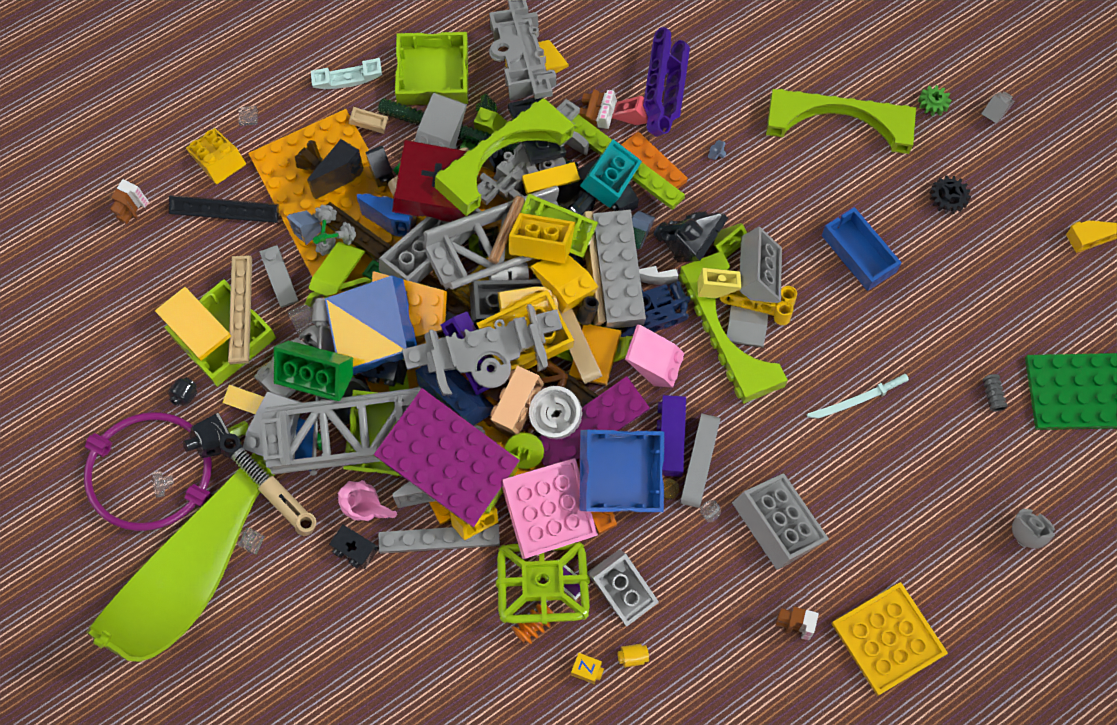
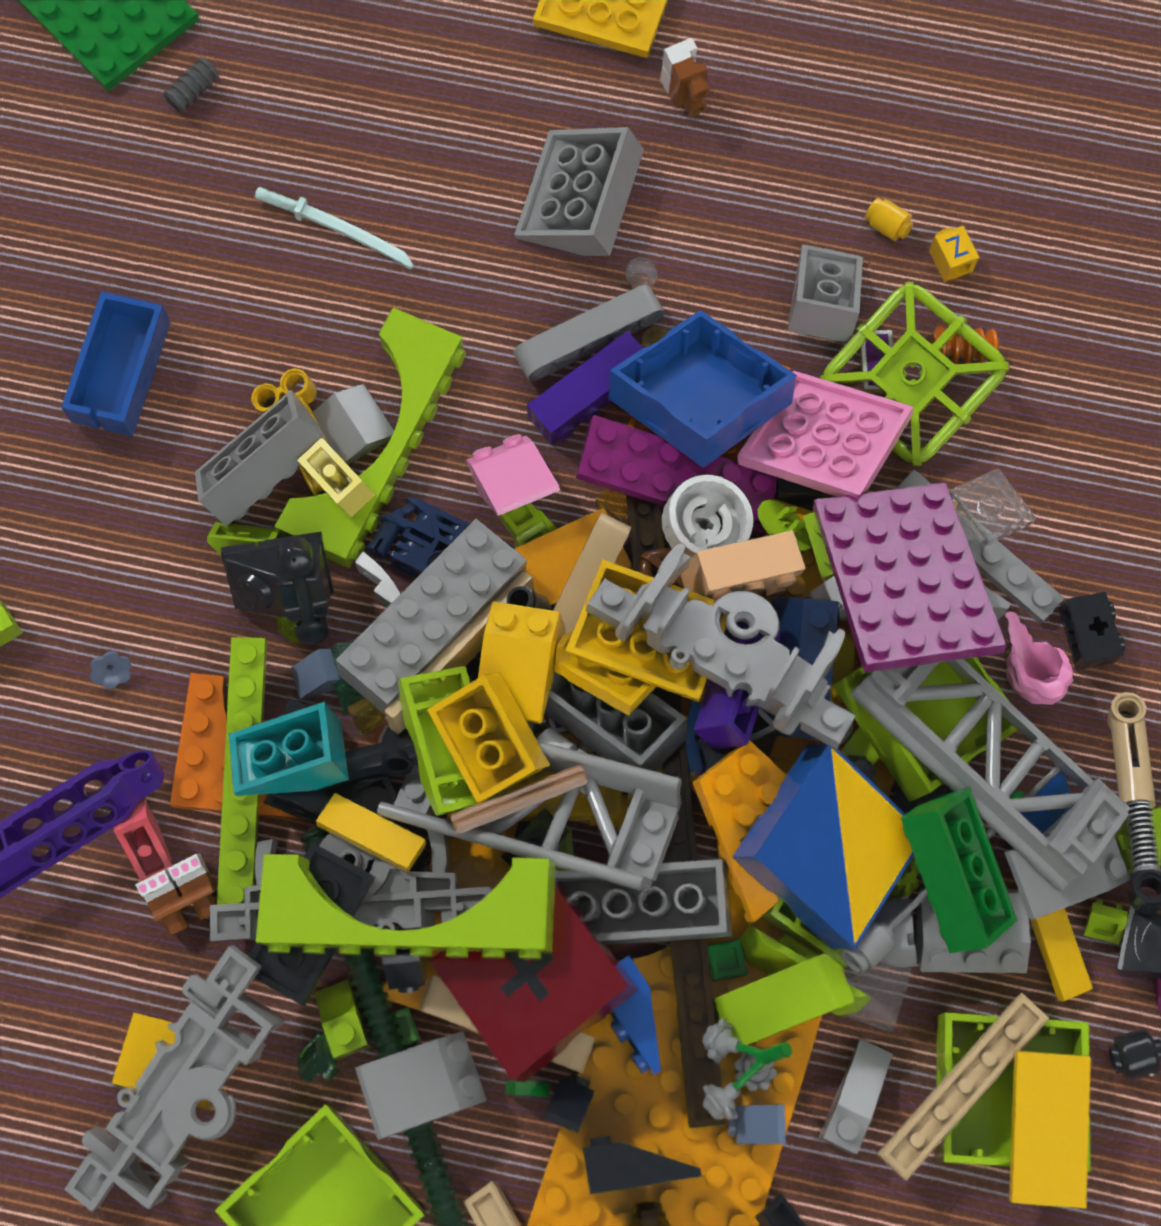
camera: 135 degrees left, 5 degrees up
(449, 558) = (991, 507): none -> clear tile

